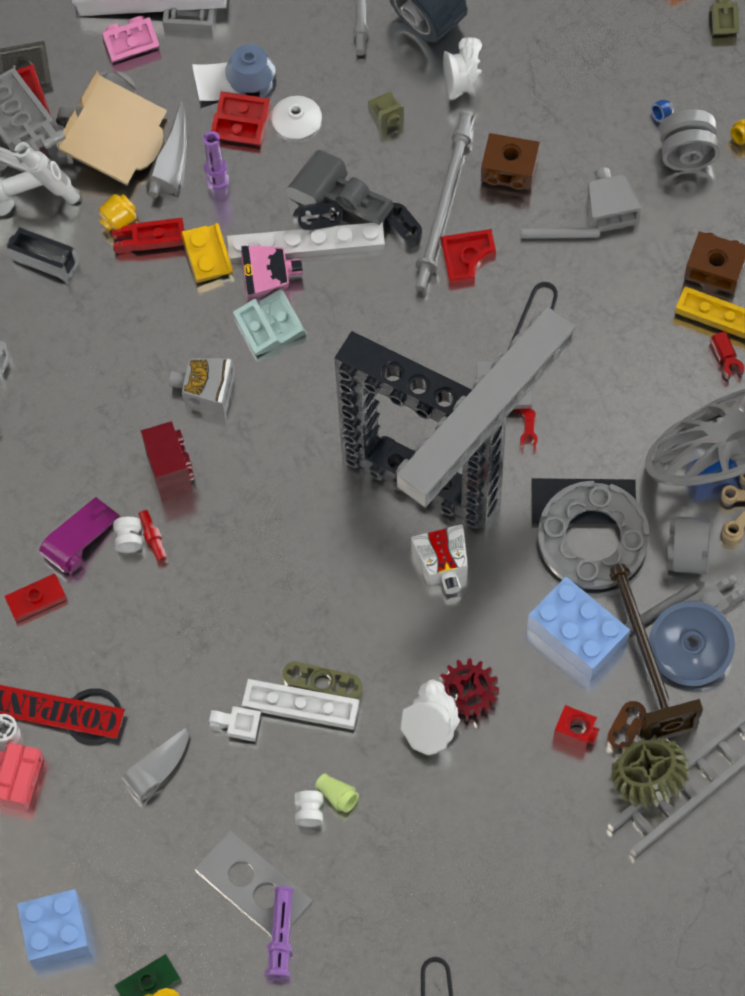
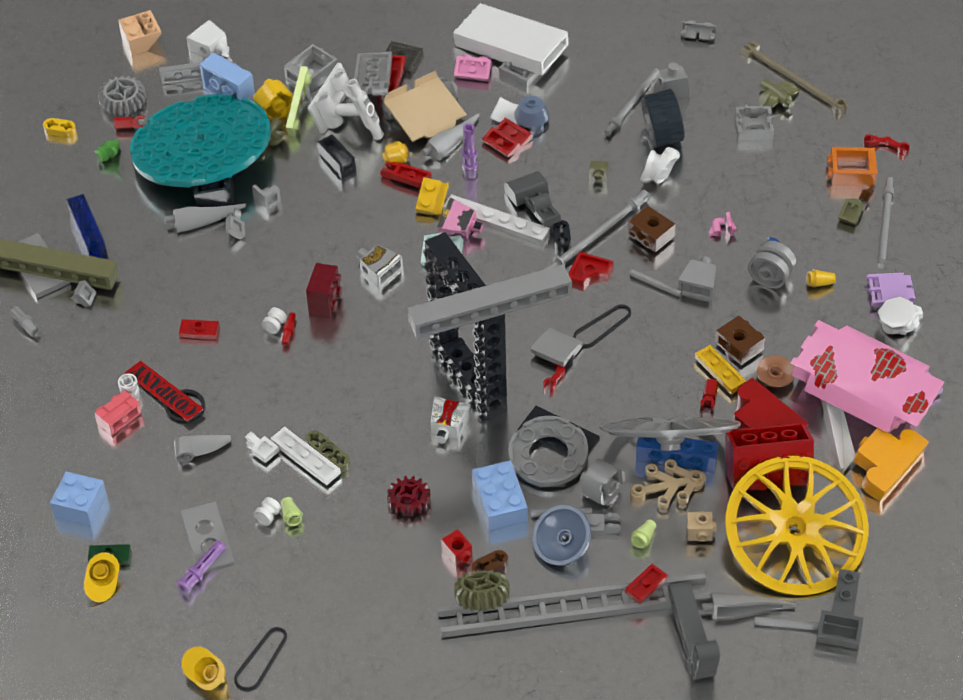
camera: 30 degrees right, 15 degrees down
(67, 542) = (234, 308): magenta door -> none
(296, 126) = (542, 152): white dish -> none
(318, 221) = (509, 210): black beam -> none
(431, 719) = (372, 498): white piece -> none
(576, 112) = (715, 229): none -> bright pink piece
(669, 719) = (517, 567): dark brown tile -> none

